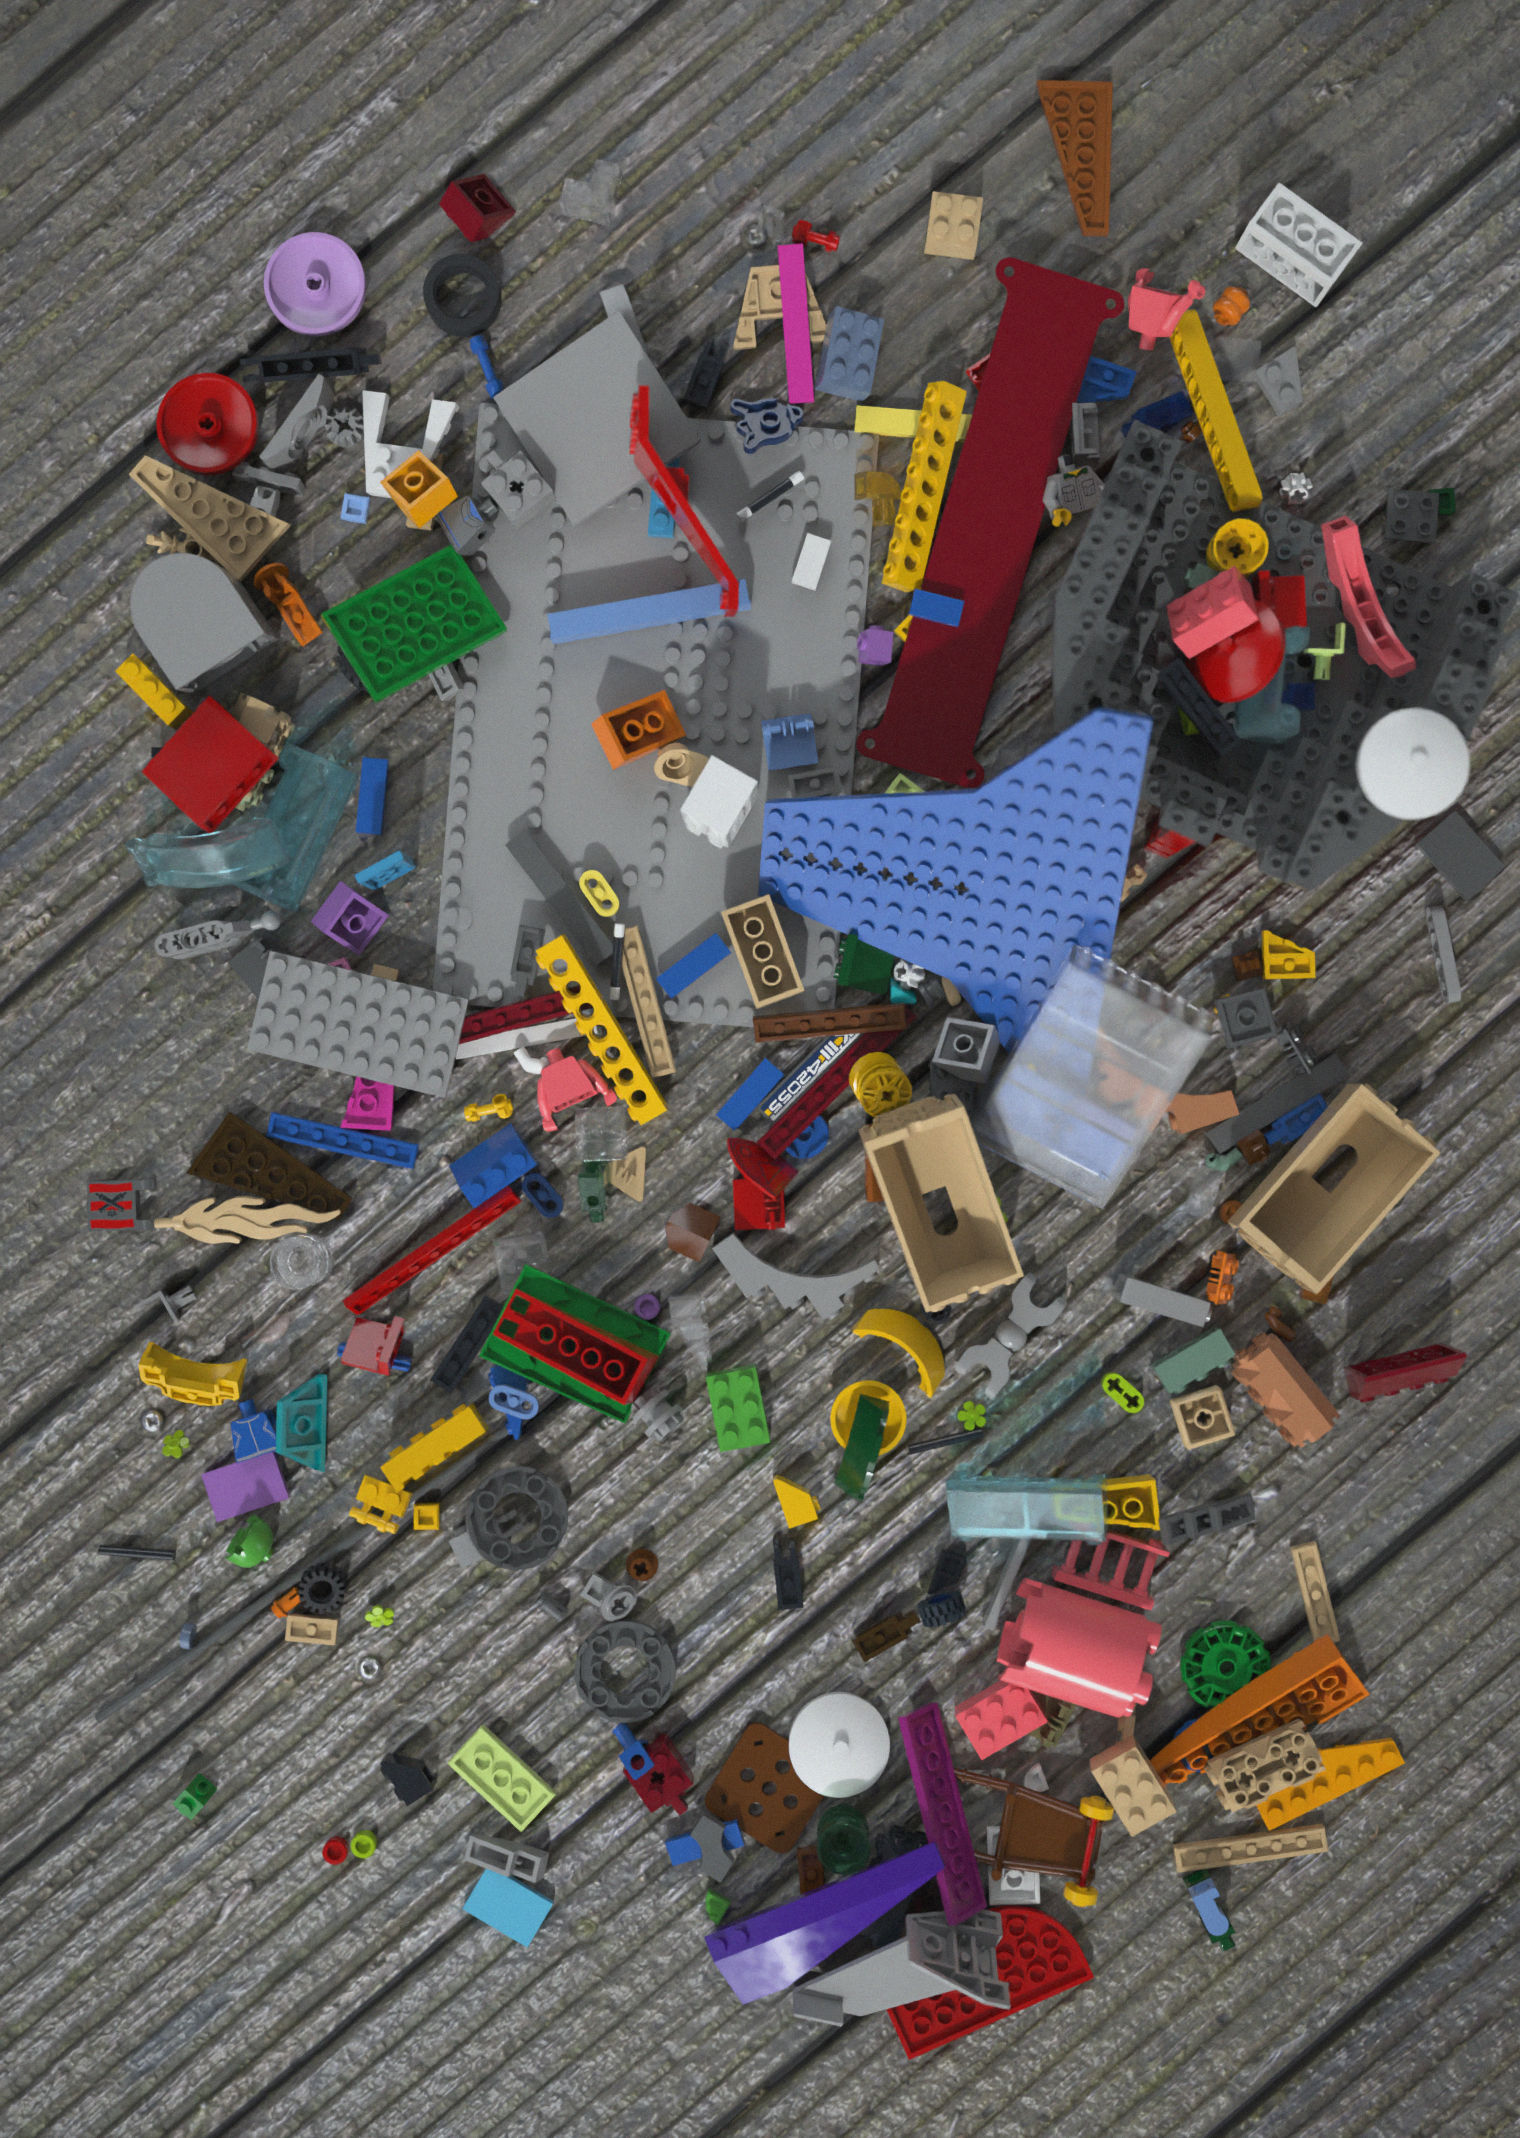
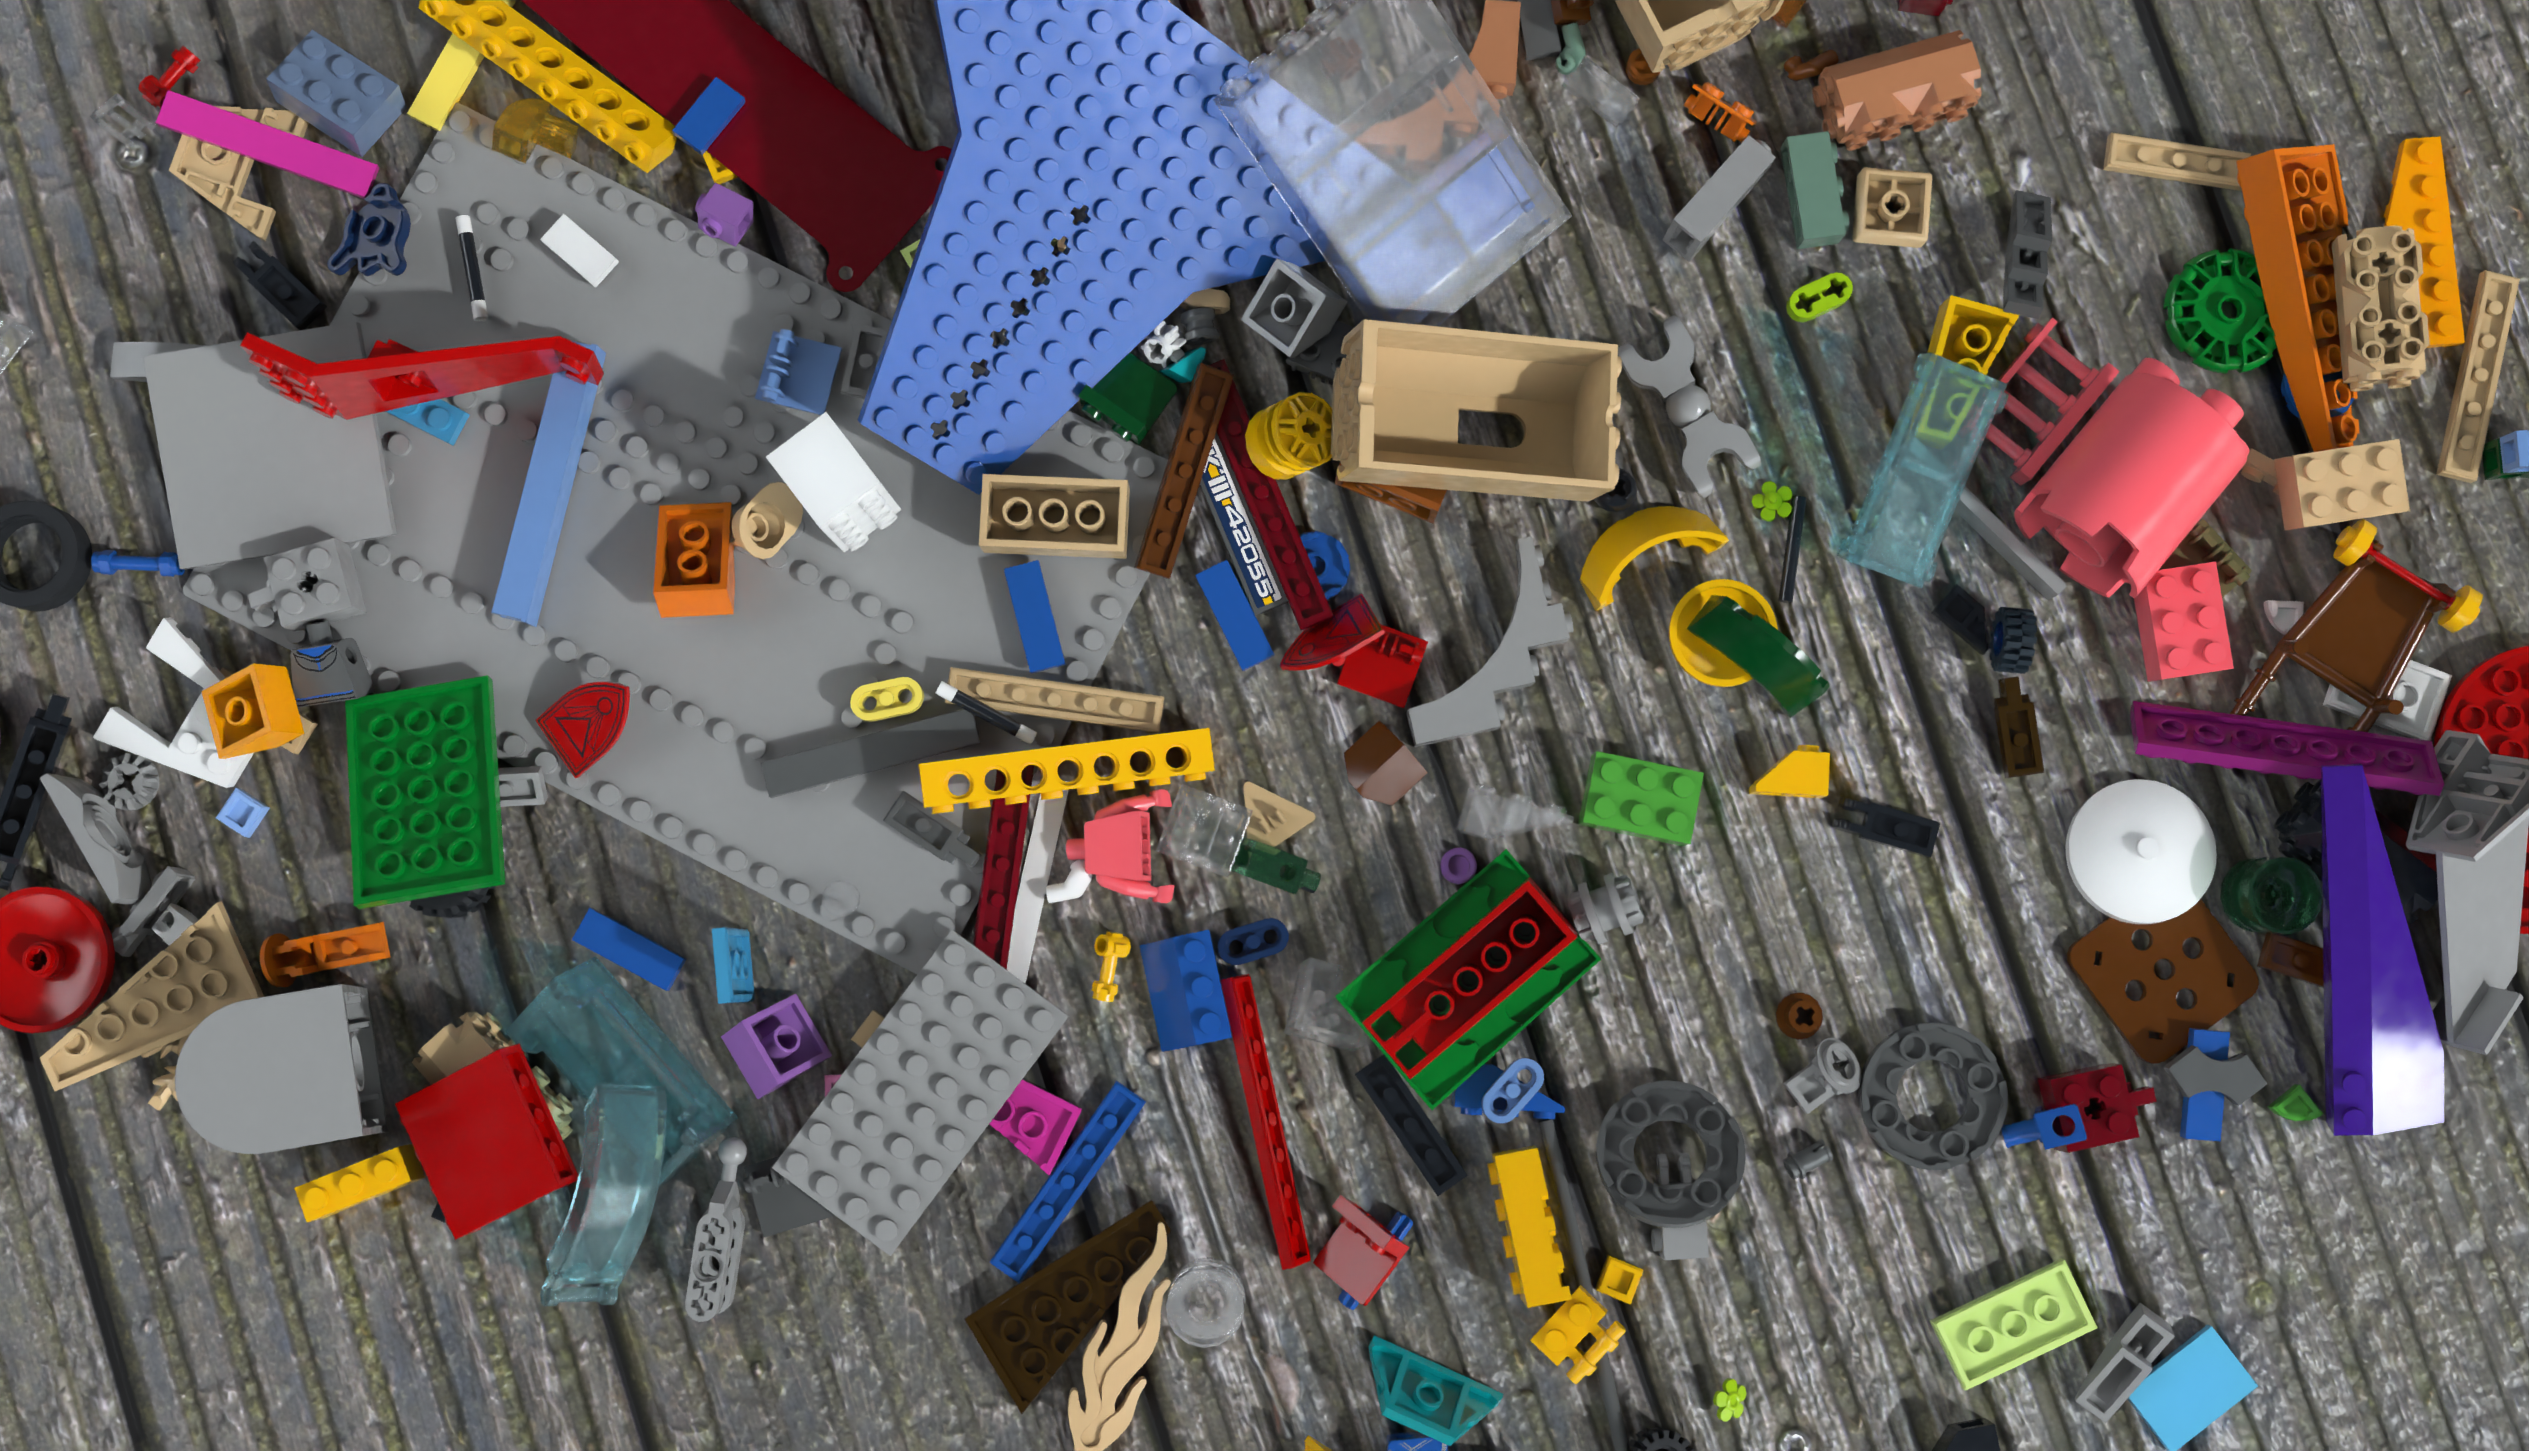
camera: 65 degrees left, 5 degrees down
(502, 706) = (586, 723): none -> red shield

